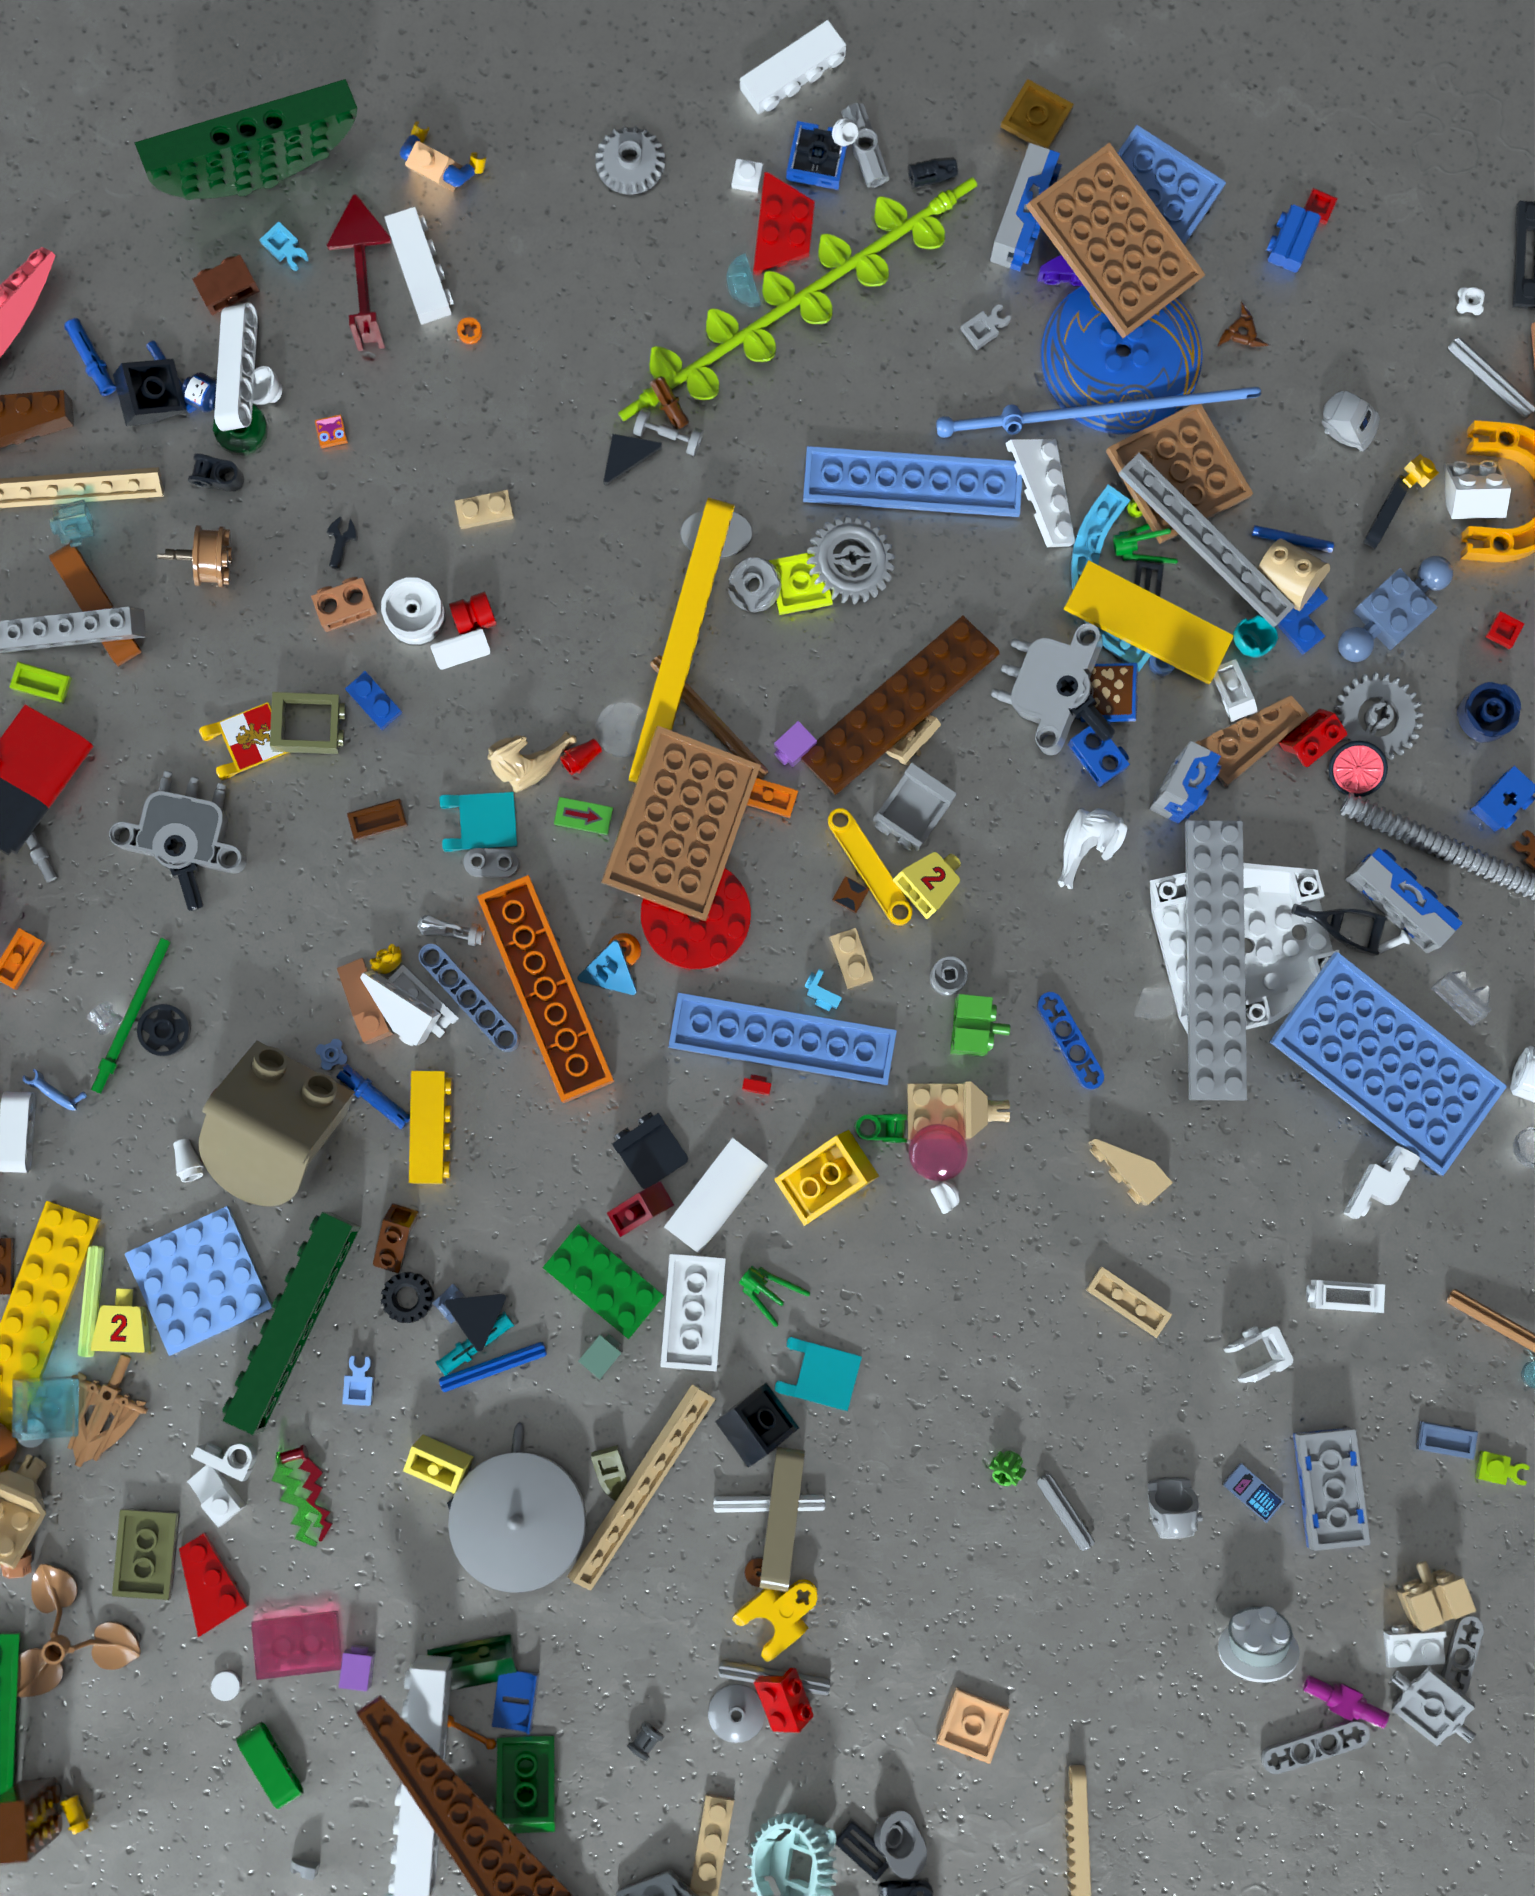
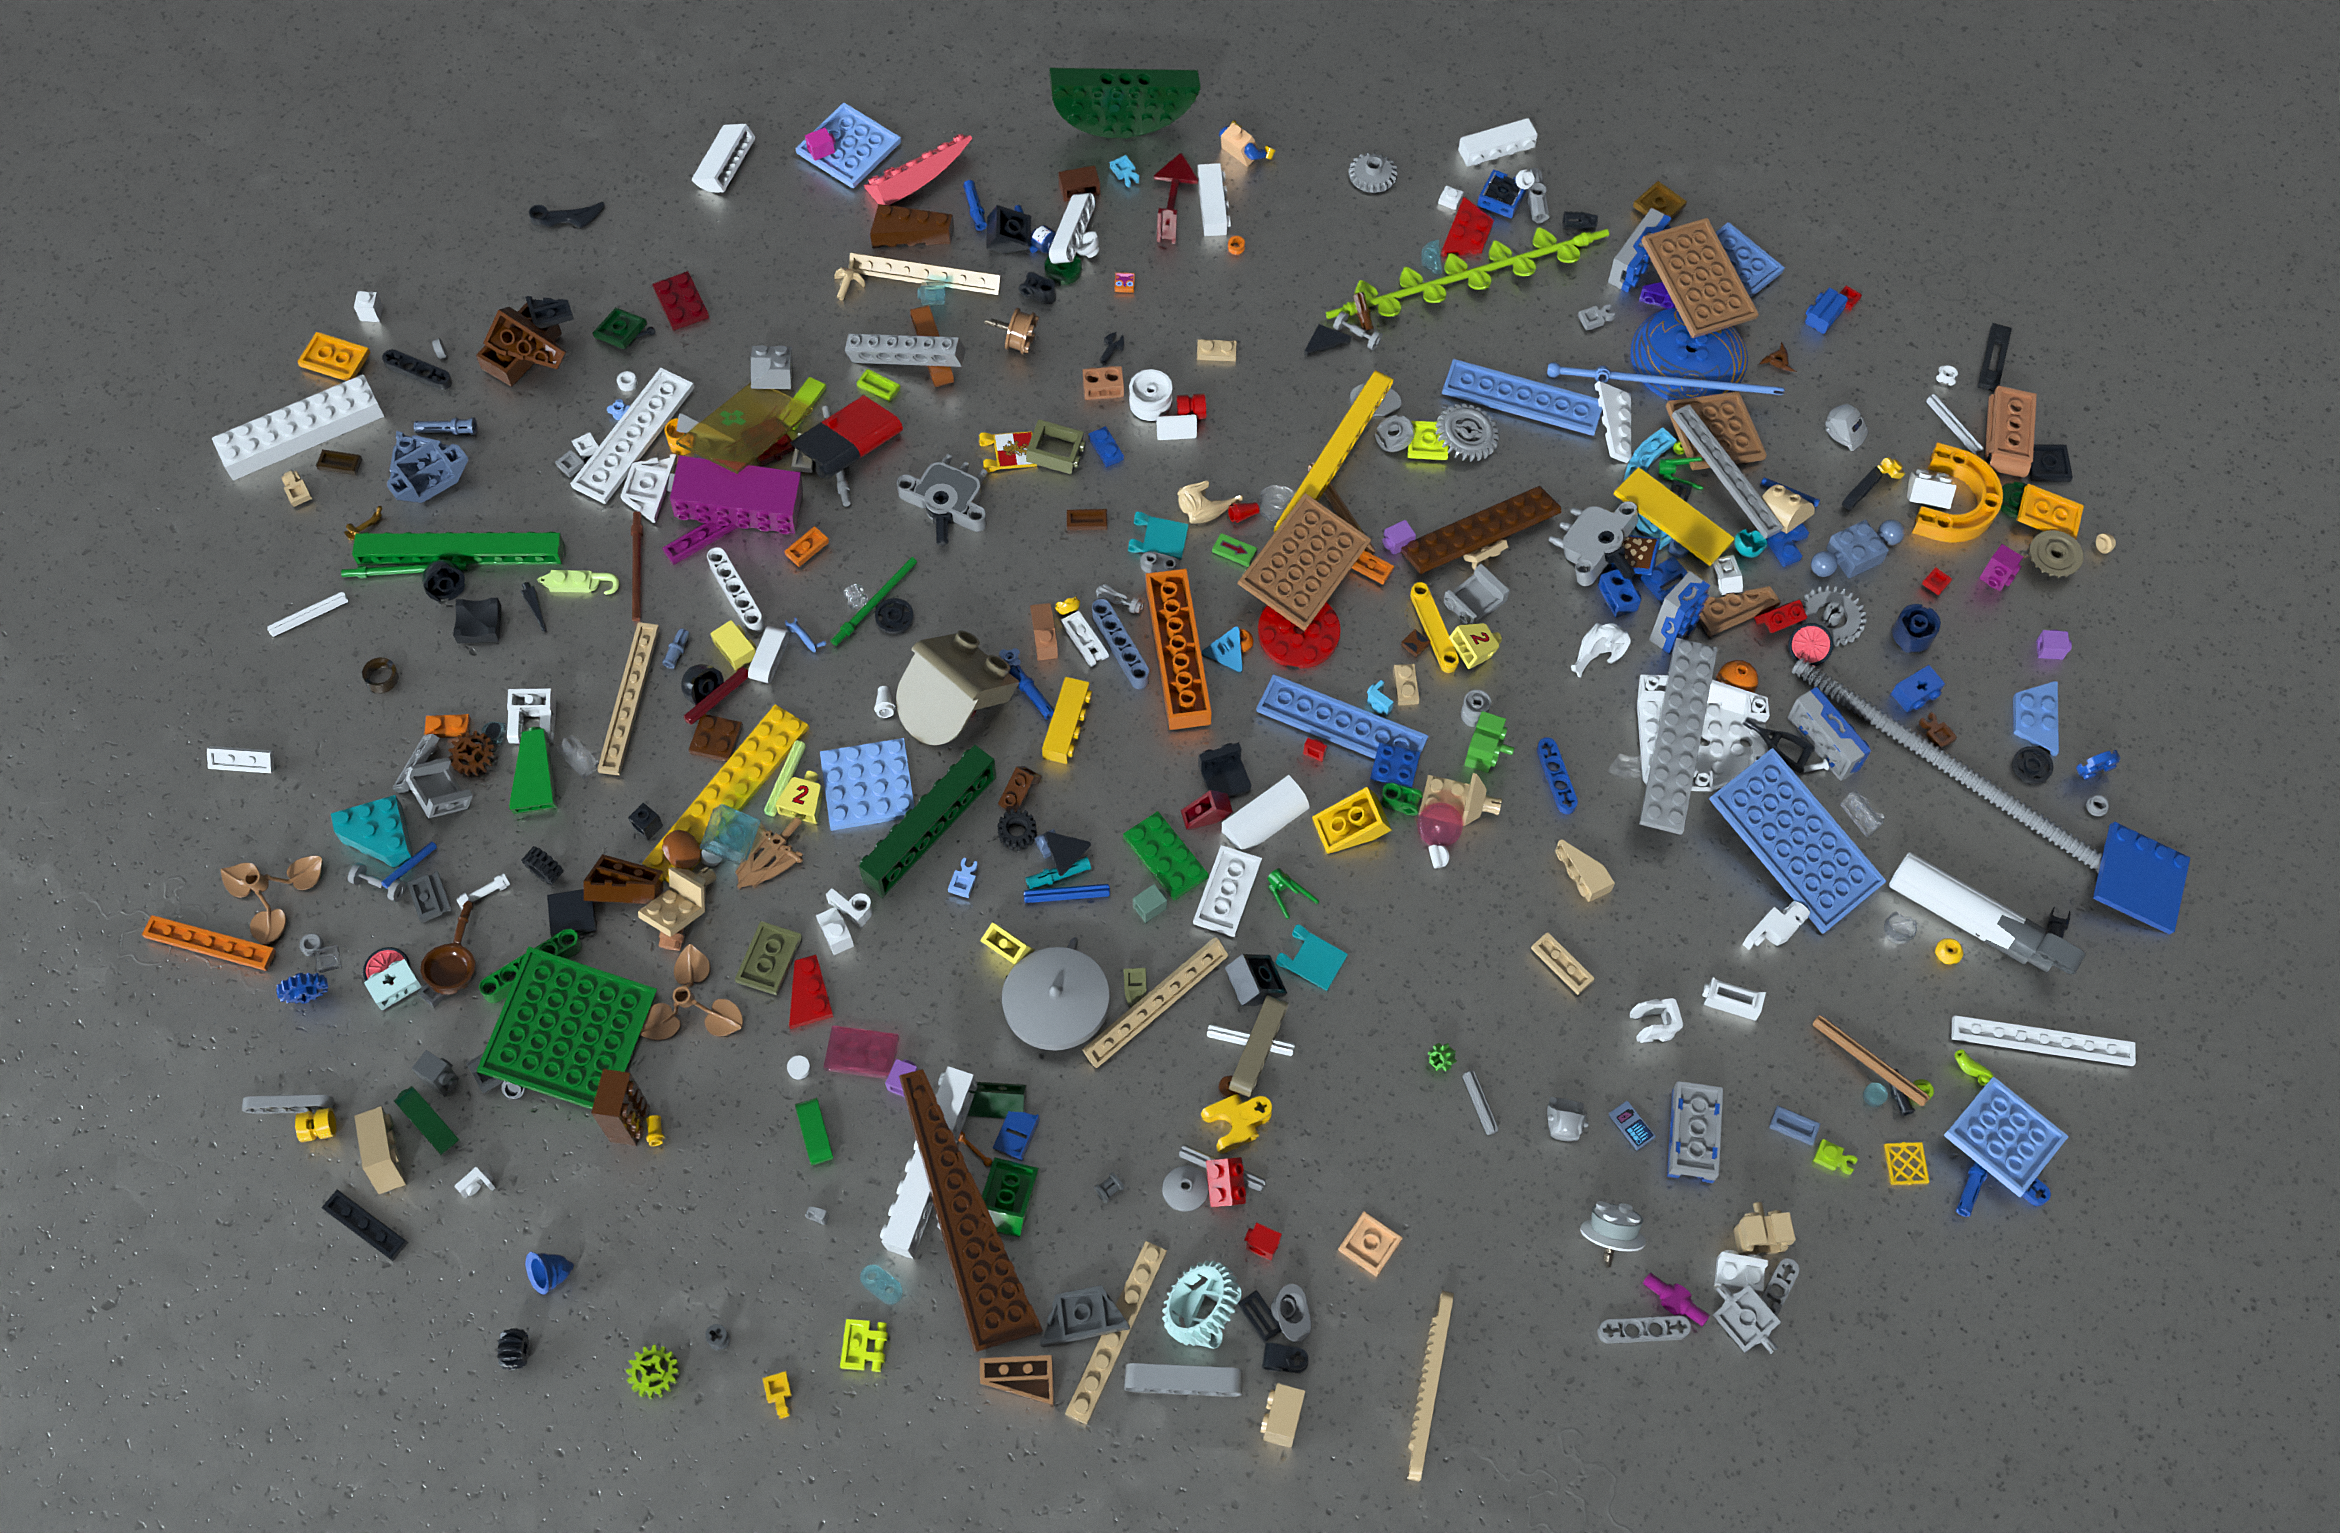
camera: 15 degrees right, 20 degrees down
(304, 1505) = (887, 929): piece -> none
(403, 1012) = (1071, 638): white slope -> none
(845, 1760) = (1262, 1241): none -> red brick
(864, 1085) = (1395, 765): none -> blue hinge
(1151, 708) = (1662, 576): none -> blue plate
(1261, 840) = (1739, 674): none -> orange cylinder

